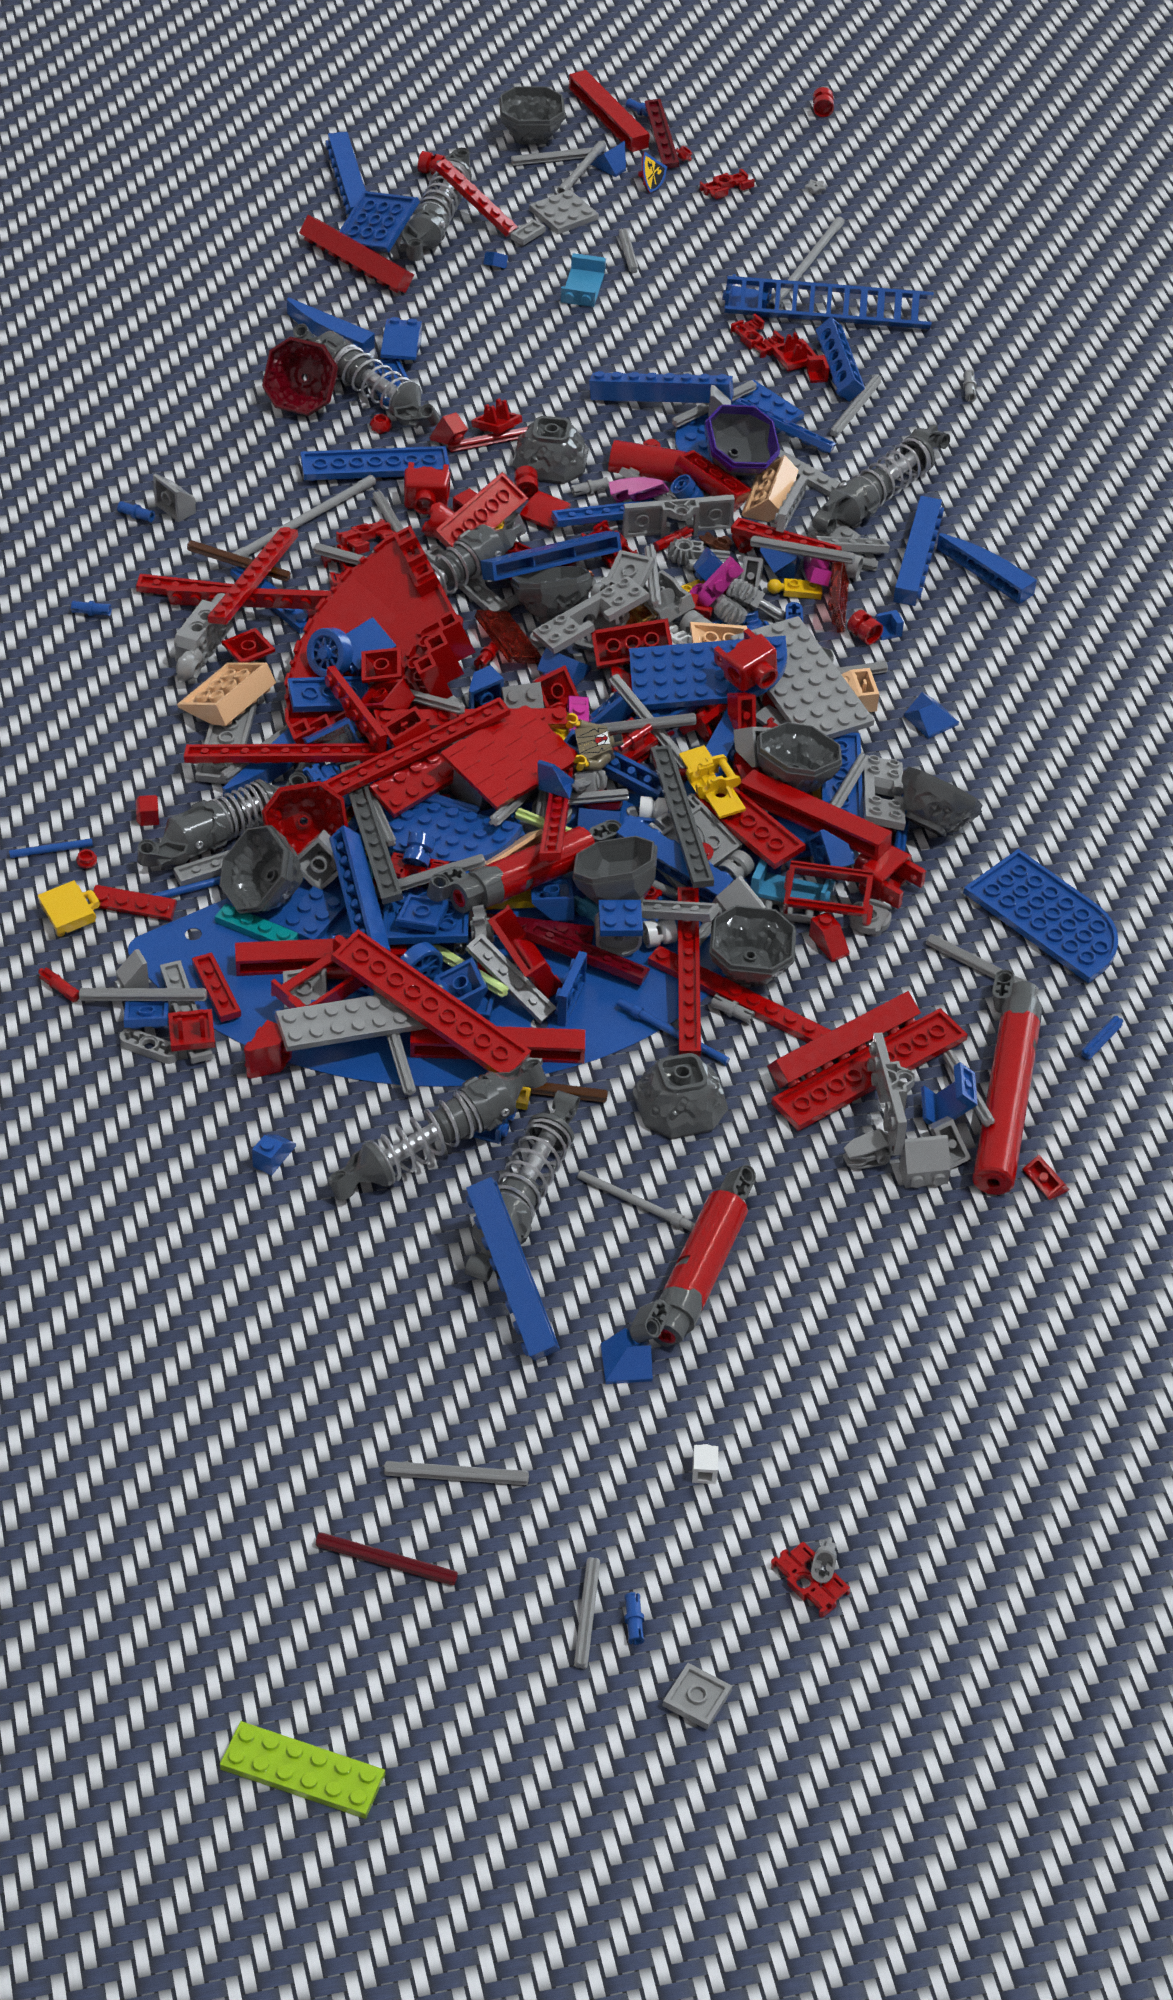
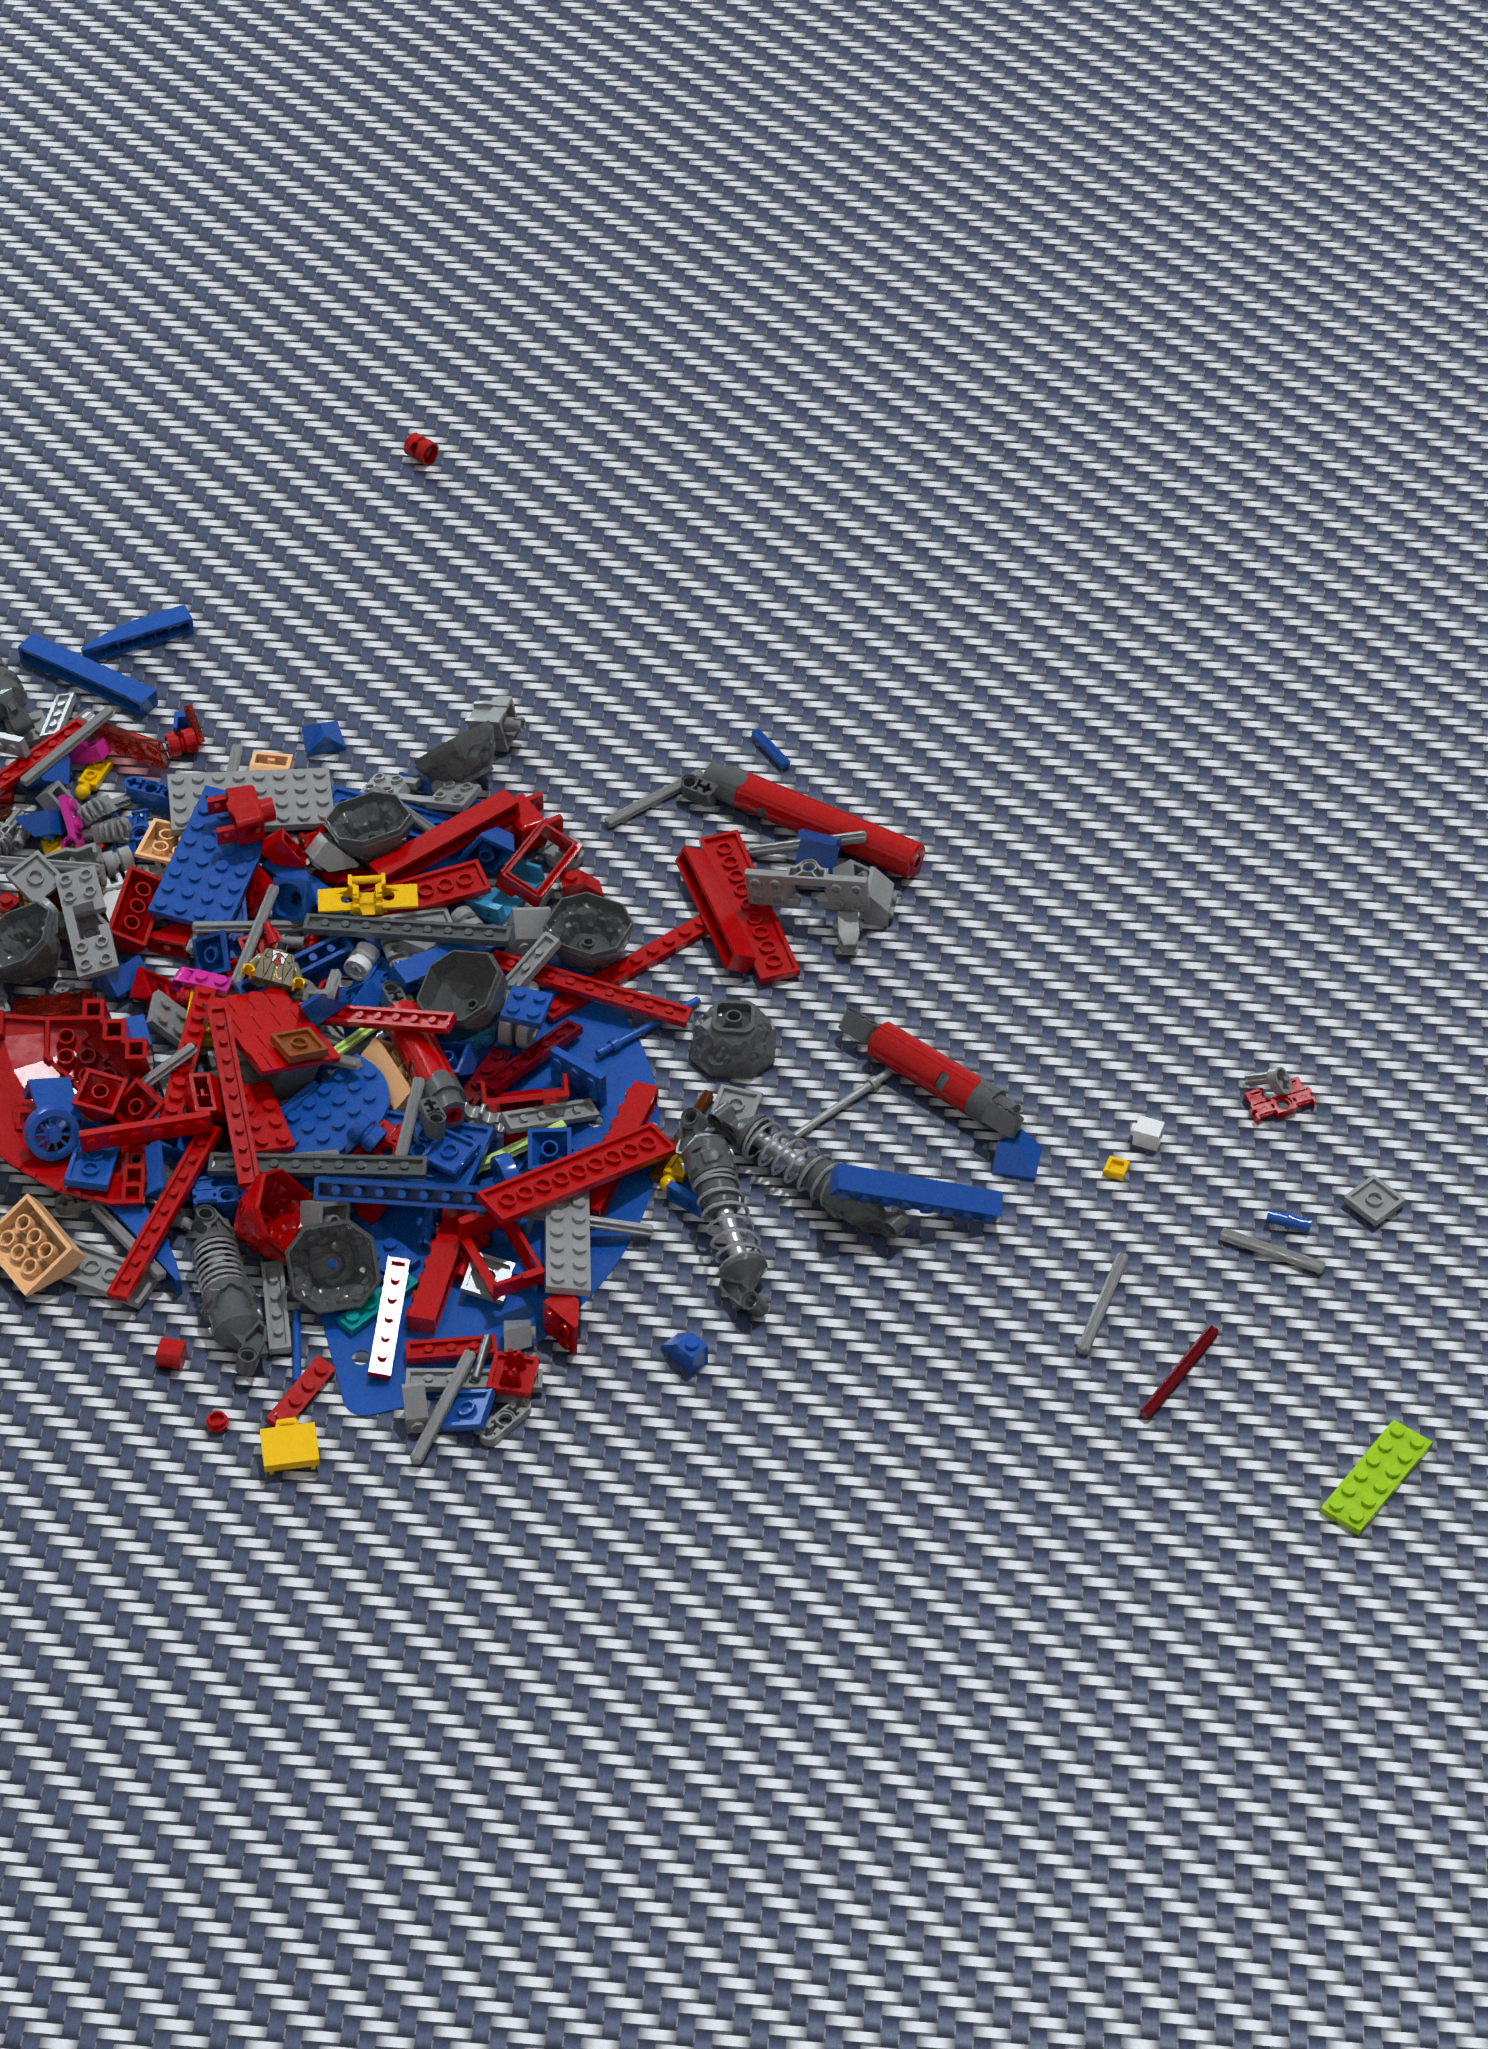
camera: 70 degrees left, 0 degrees up
(51, 848) = (183, 1451): blue bar -> none
(55, 981) = (390, 1477): red piece -> none
(218, 1004) = (481, 1357): none -> flat silver piece
(231, 932) = (388, 1318): none -> plate
(237, 1020) = (518, 1334): none -> light grey slope
(487, 770) = (299, 1045): none -> dark orange plate
(597, 1120) = (744, 1101): none -> light grey plate
(649, 1449) = (1116, 1168): none -> yellow tile
(701, 735) = (283, 906): none -> blue piece
(732, 1009) = (639, 976): light grey pin -> none
(889, 626) = (193, 722): none -> clear red piece
(1007, 822) = (502, 715): none -> light grey piece
(1045, 1178) = (917, 831): red slope -> none
(1048, 914) = (612, 735): blue plate -> none

